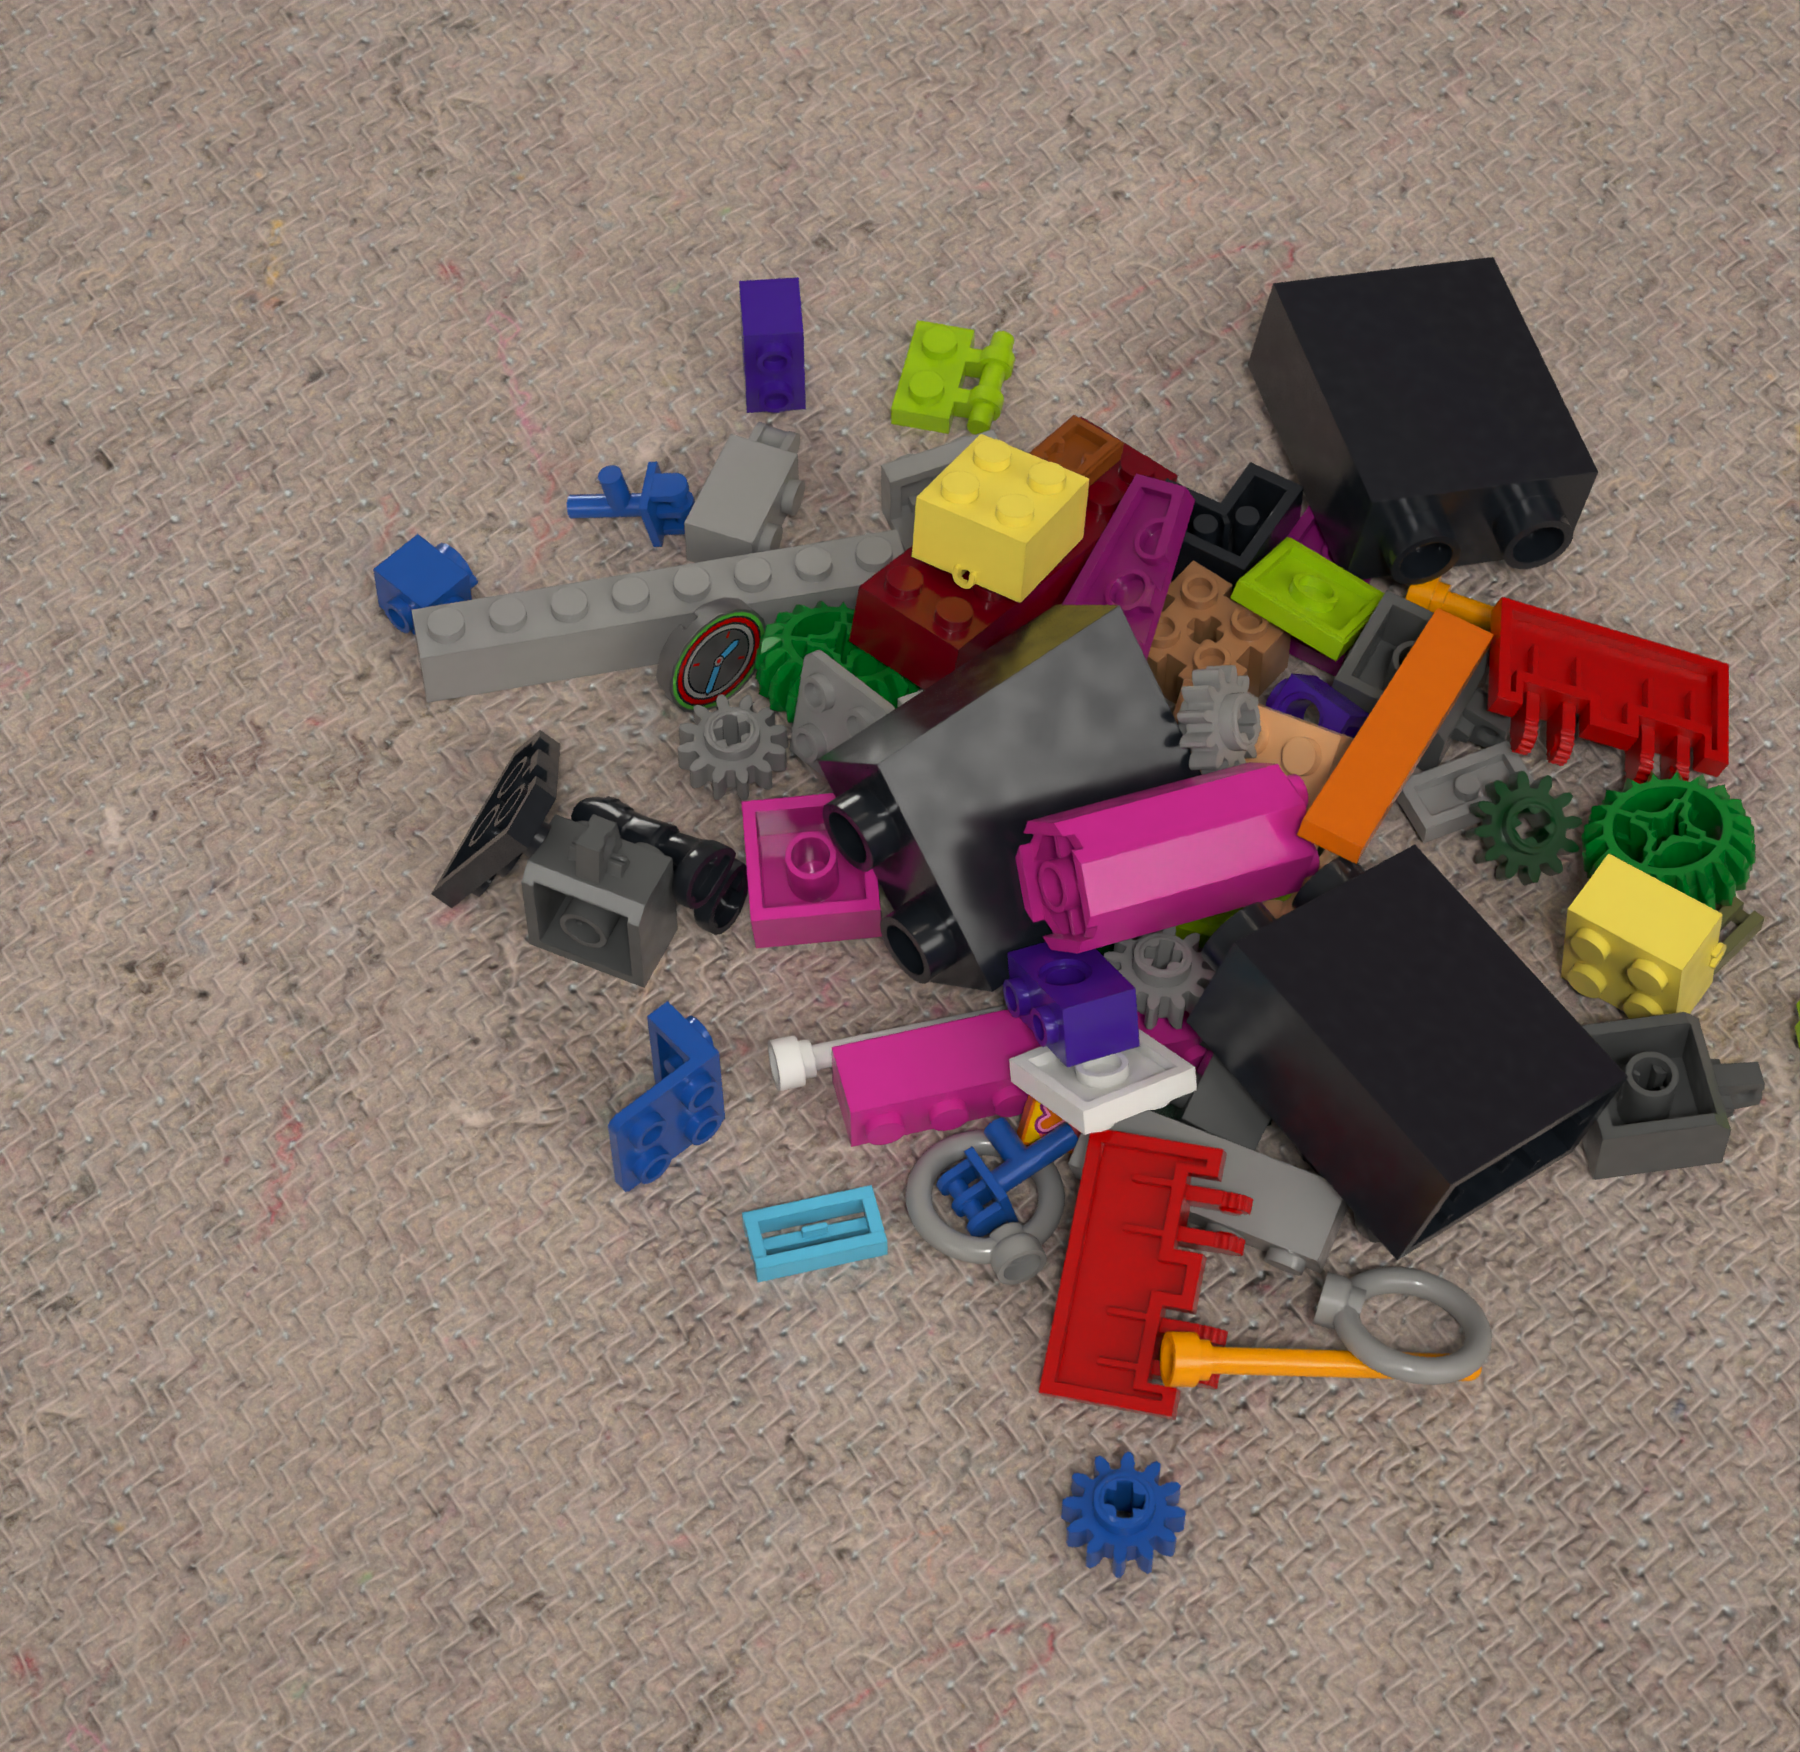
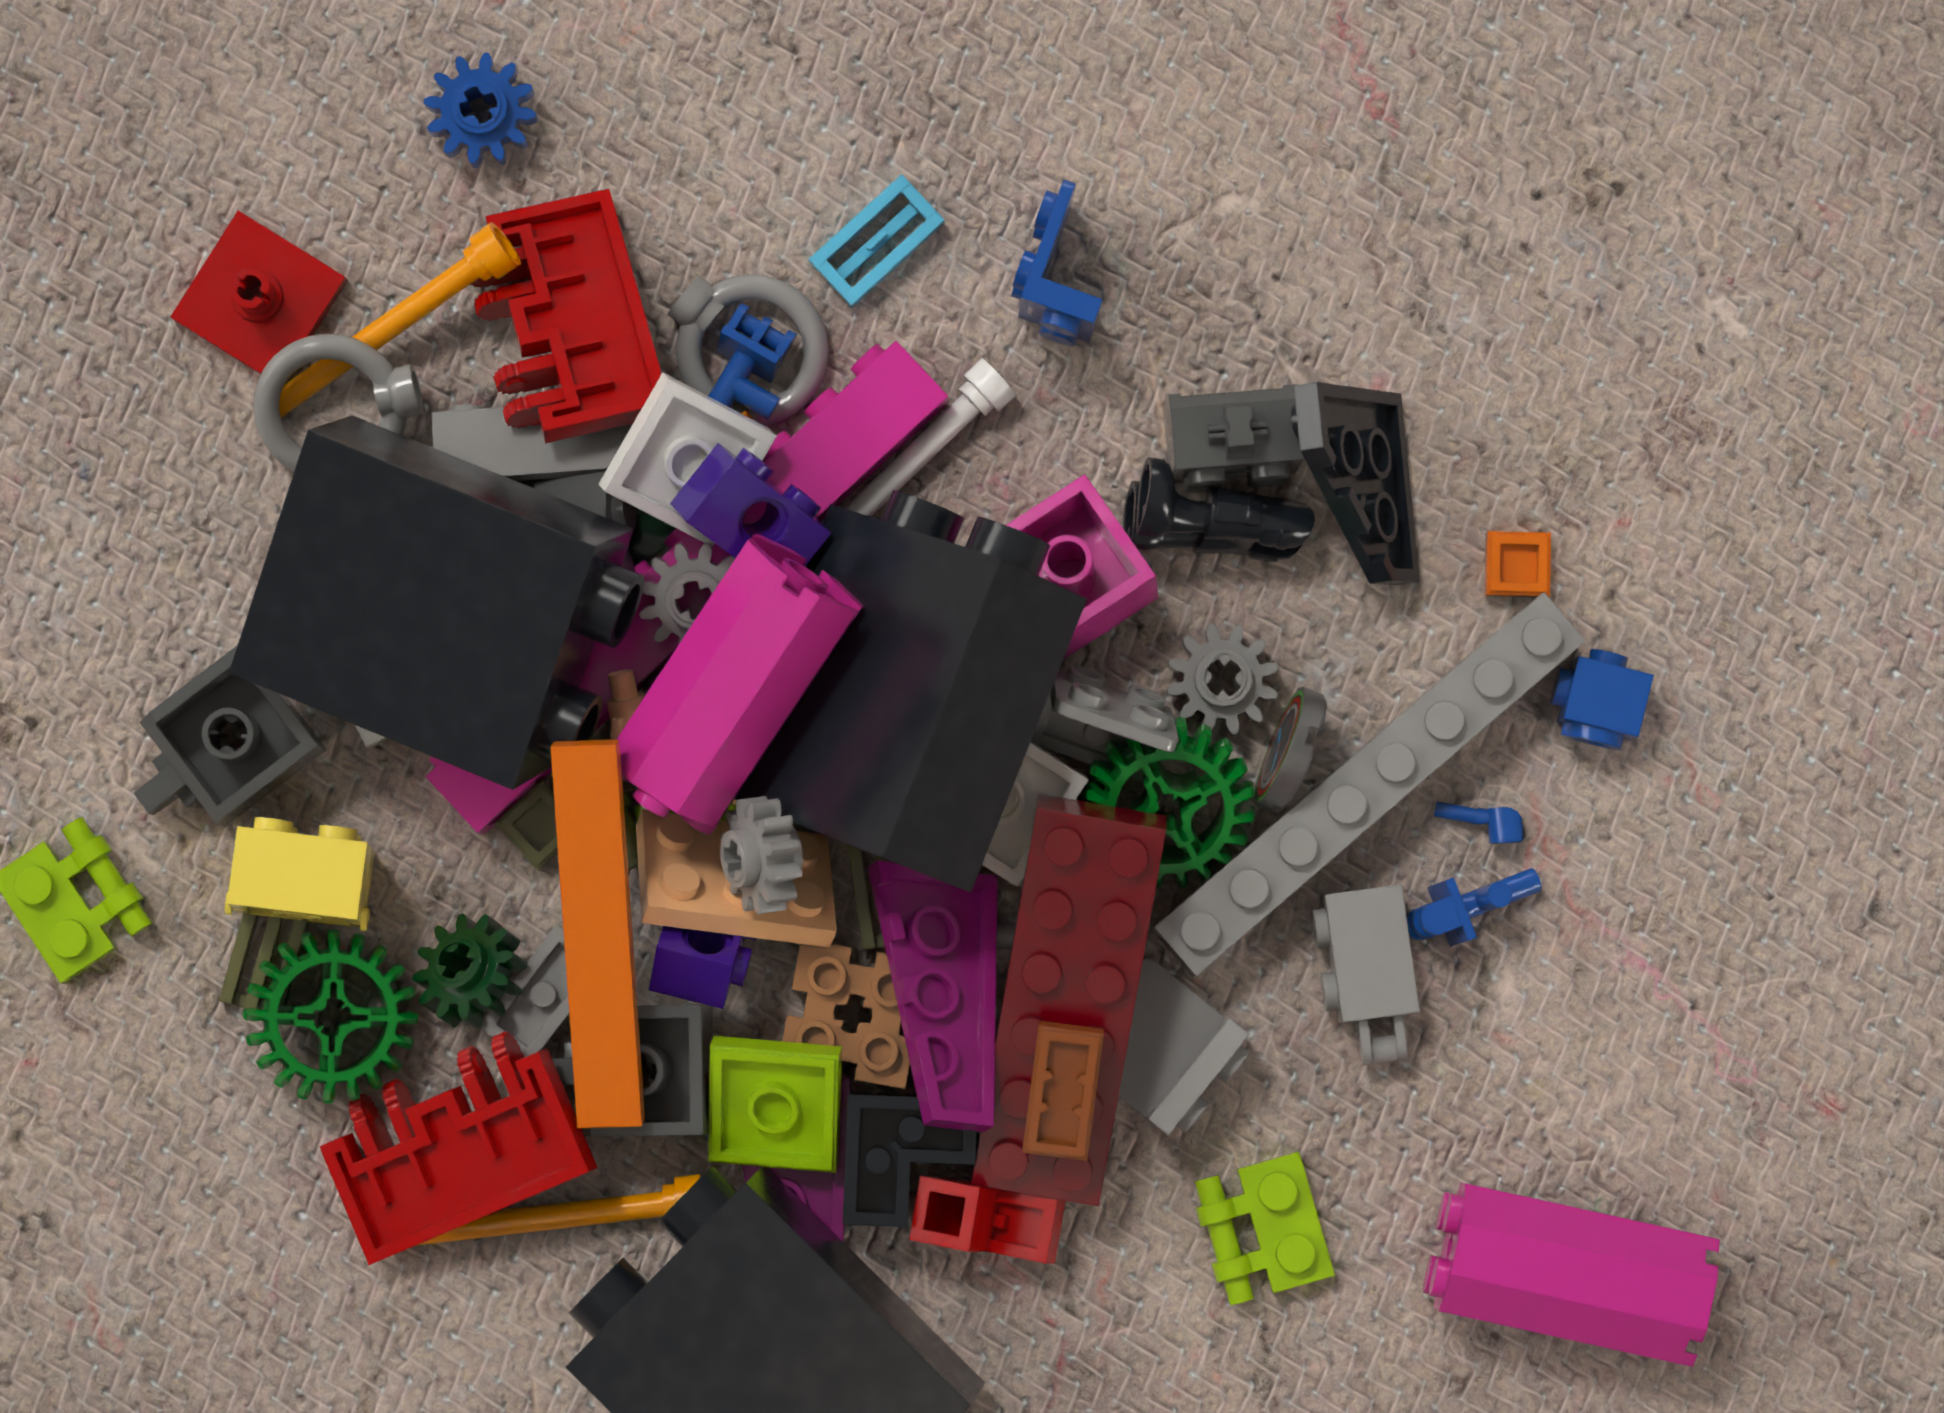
camera: 145 degrees right, 30 degrees up
(424, 726) = (1517, 564): none -> orange tile
(569, 552) = (1503, 822): none -> blue hand
(725, 214) = (1572, 1273): none -> dark pink brick
(772, 345) = (1440, 1137): dark purple brick -> none
(1000, 518) = (1071, 960): light yellow brick -> none
(1204, 463) = (986, 1219): none -> red brick
(1430, 1468) = (257, 294): none -> red tile

